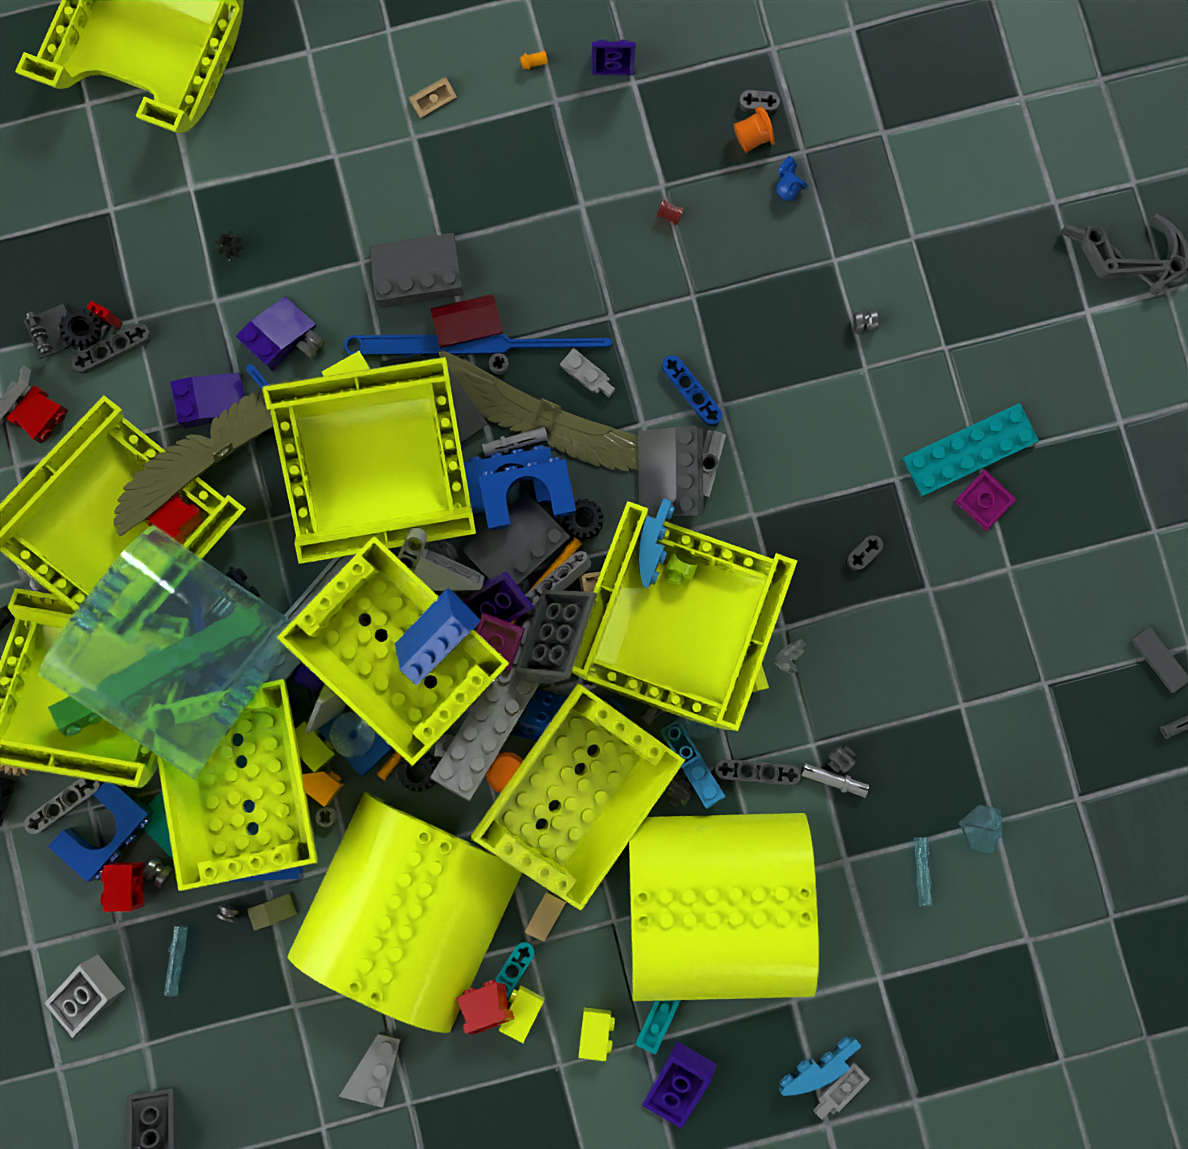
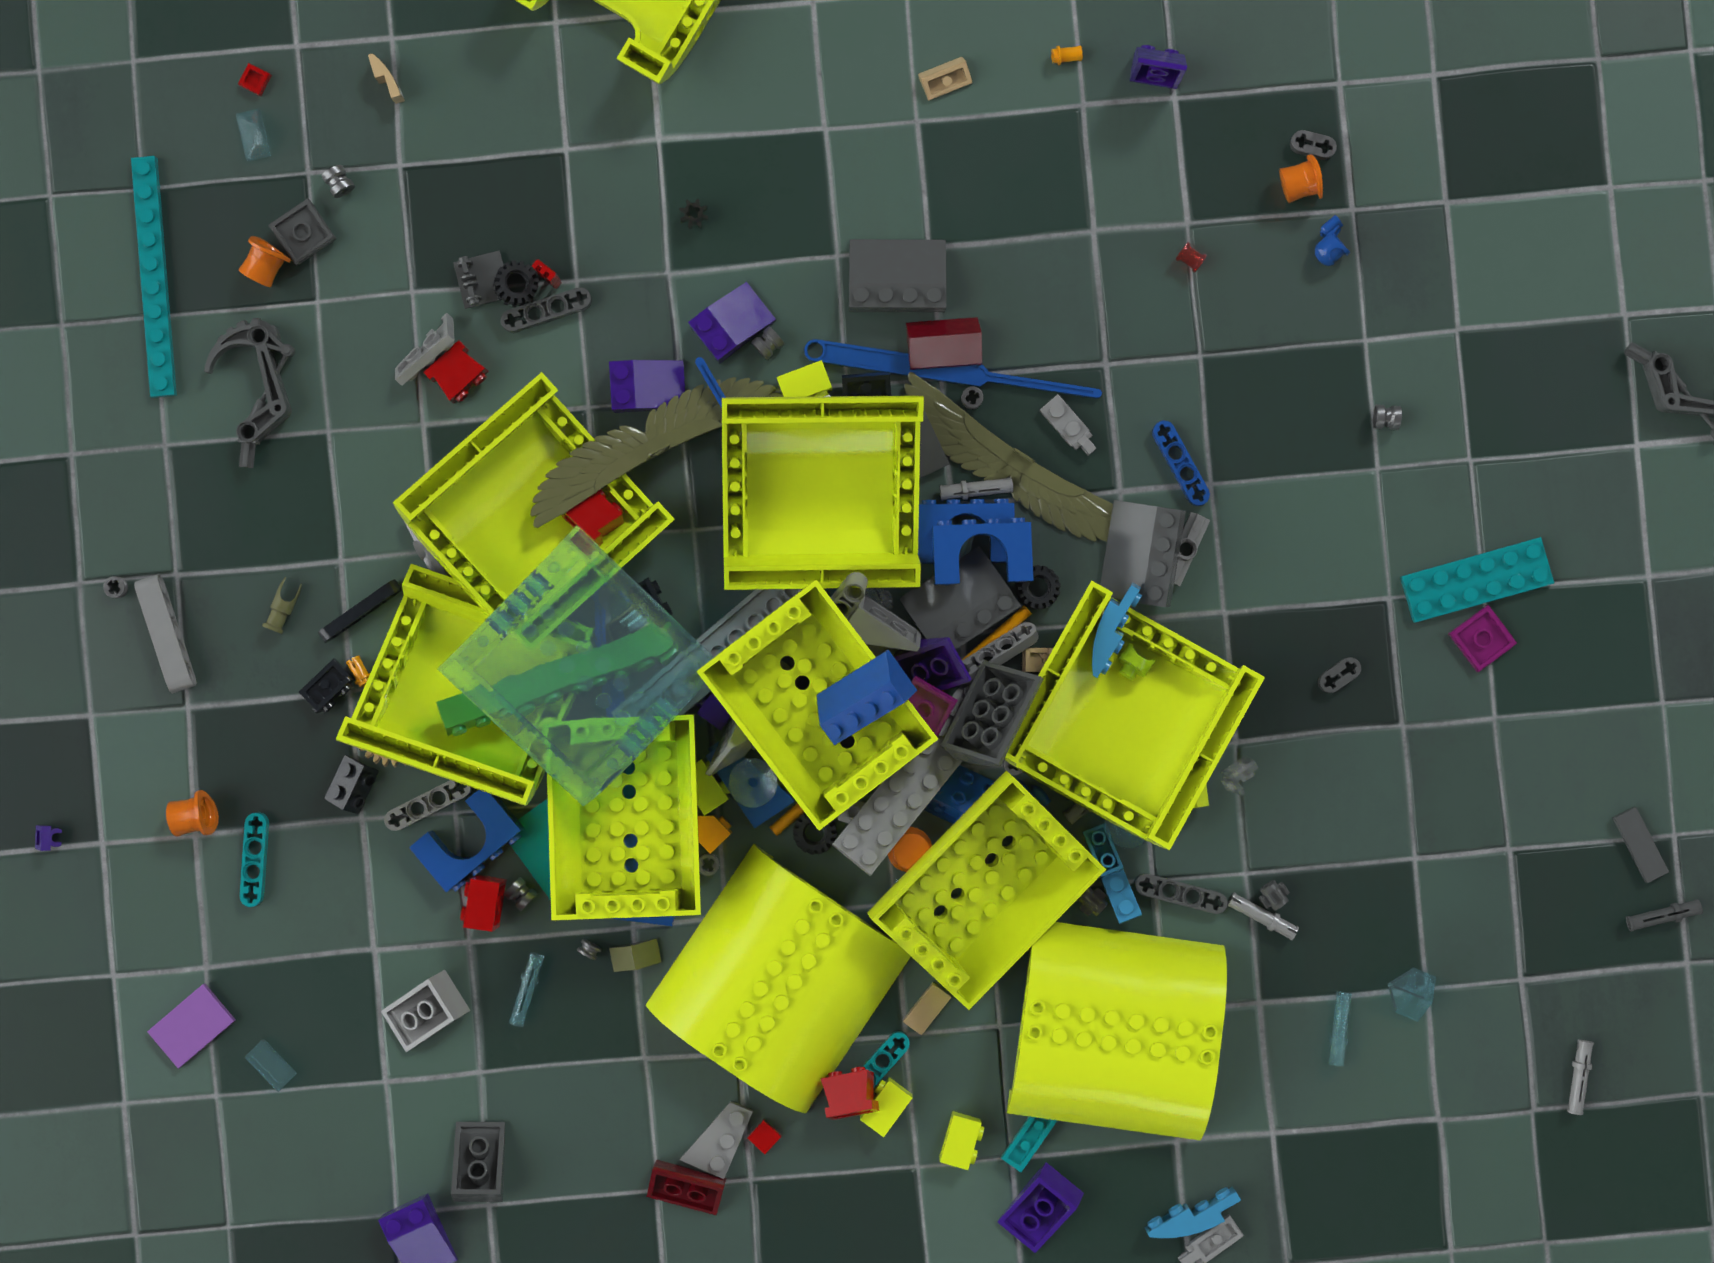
camera: 10 degrees right, 5 degrees up
(348, 1121) = (686, 1187): none -> dark red slope
(414, 1061) = (764, 1136): none -> red tile
(1148, 879) = (1580, 1076): none -> light grey pin

